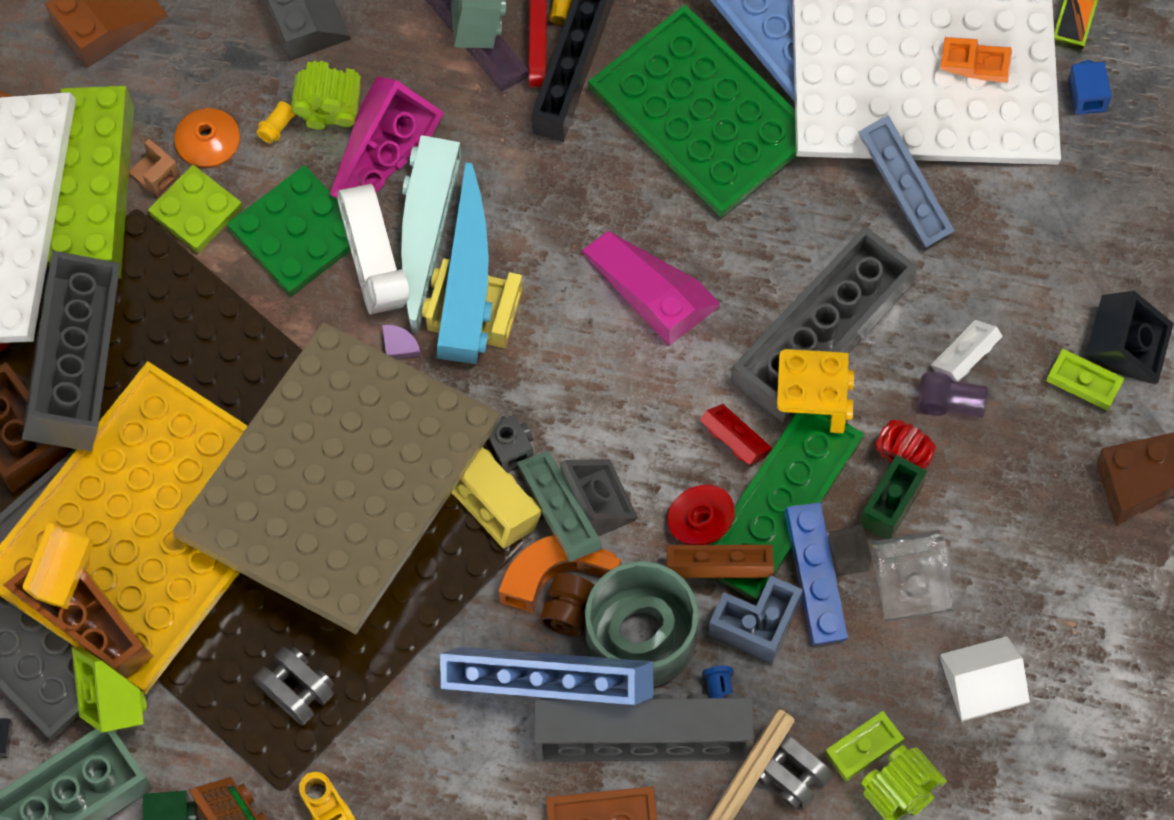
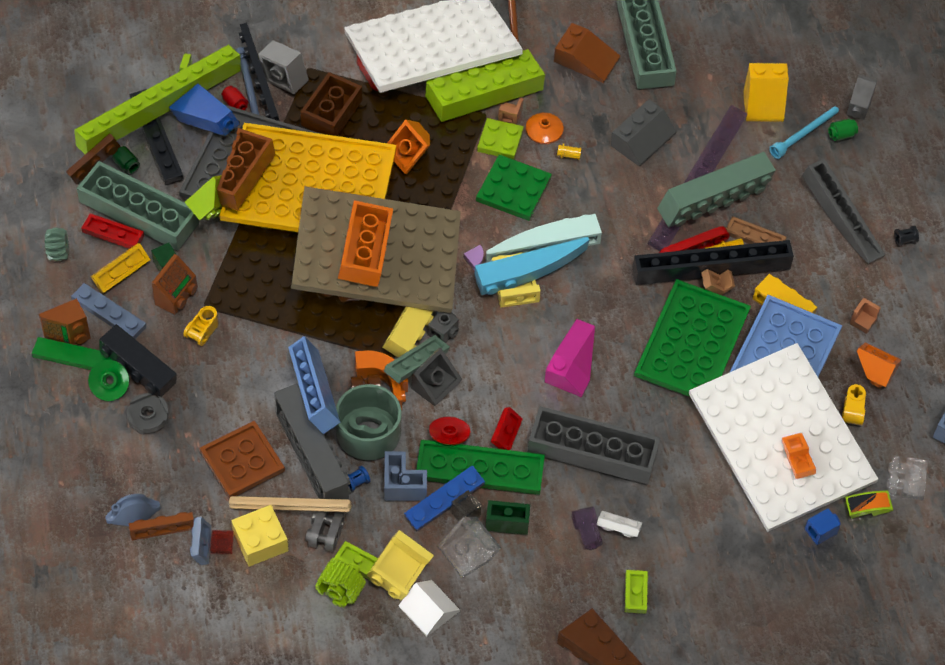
camera: 60 degrees right, 10 degrees down
(57, 566) = (255, 140): yellow panel -> none
(71, 351) = (381, 108): dark grey brick -> none
(150, 336) = (410, 143): none -> orange slope
(314, 684) = (263, 290): flat silver brick -> none
(326, 95) = (593, 163): lime brick -> none
(344, 481) = (365, 243): none -> orange brick
(381, 283) = (517, 218): white beam -> none
(384, 134) = (584, 199): dark pink wedge -> none
(621, 26) = (718, 283): none -> medium nougat bracket
(721, 561) = (424, 445): dark orange plate -> none
(816, 385) = (550, 451): yellow bracket -> none
(904, 690) = (399, 565): none -> light yellow panel
(905, 442) = (541, 512): red gear -> none
(906, 181) = (702, 450): sand blue plate -> none
(1130, 336) = (675, 605): black slope -> none

